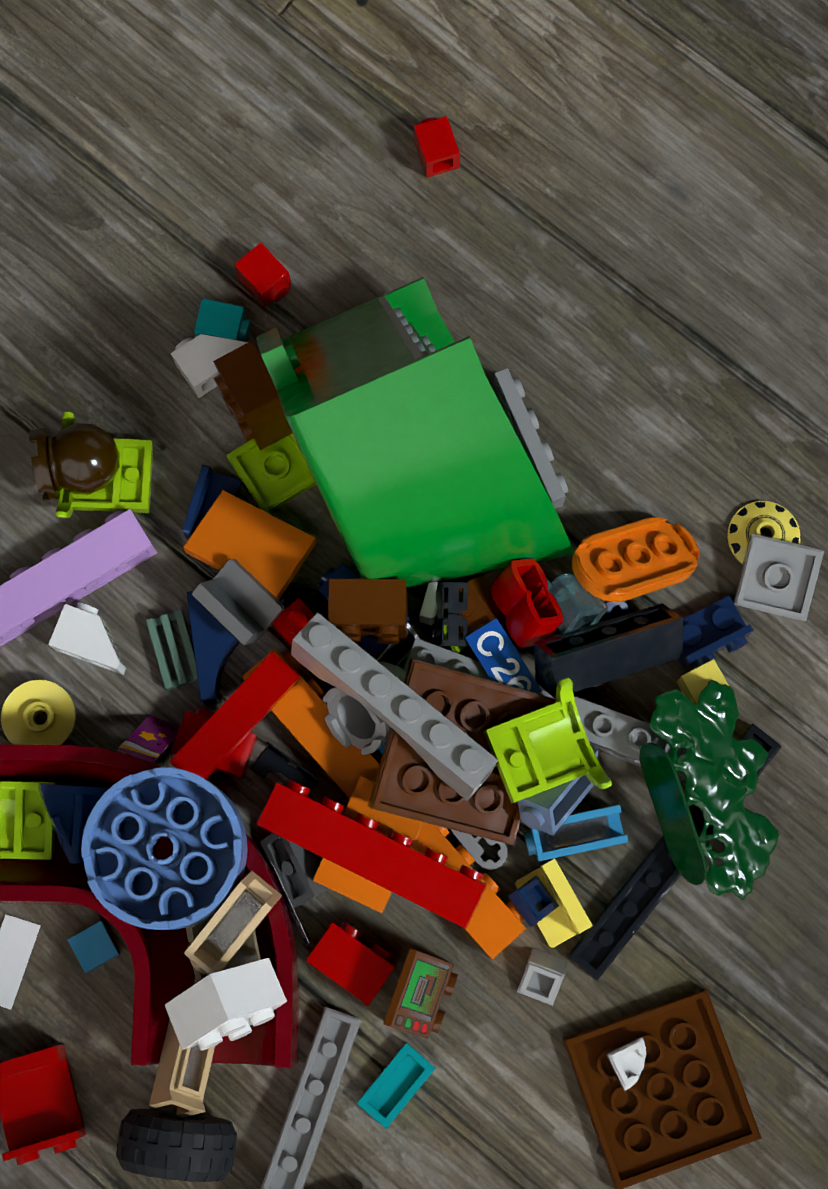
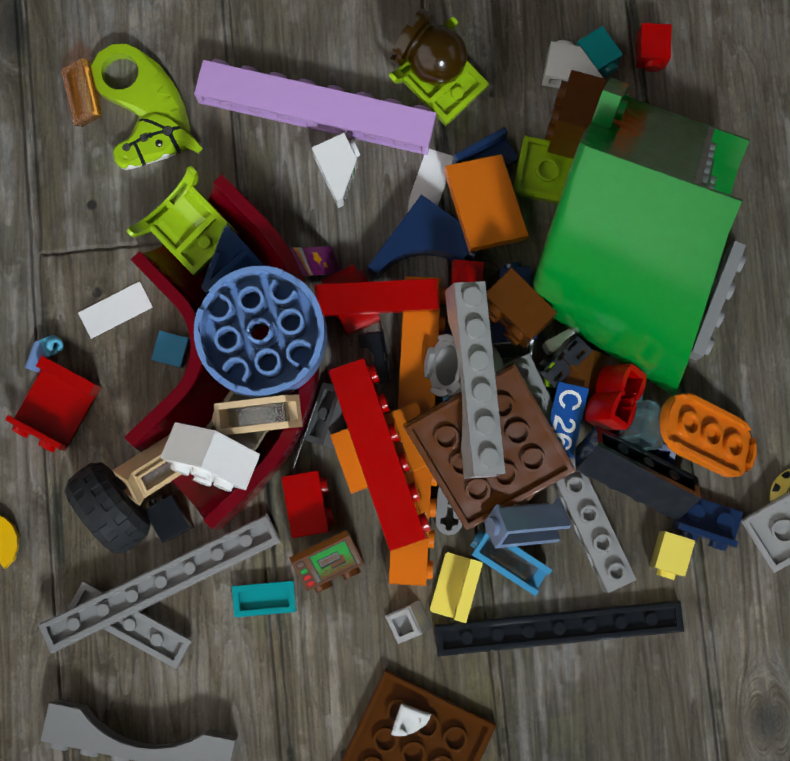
camera: 40 degrees right, 5 degrees up
(26, 702) = (266, 170): light yellow dish -> none
(165, 621) = (392, 199): sand green tile -> none
(179, 569) = (431, 177): none -> white sticker
(239, 602) = (445, 230): dark grey panel -> none
(239, 1099) = (168, 517): none -> black brick
(533, 901) = (446, 574): dark blue tile -> none
(545, 748) = (540, 494): lime piece -> none
(717, 780) = (625, 613): dark green plant -> none

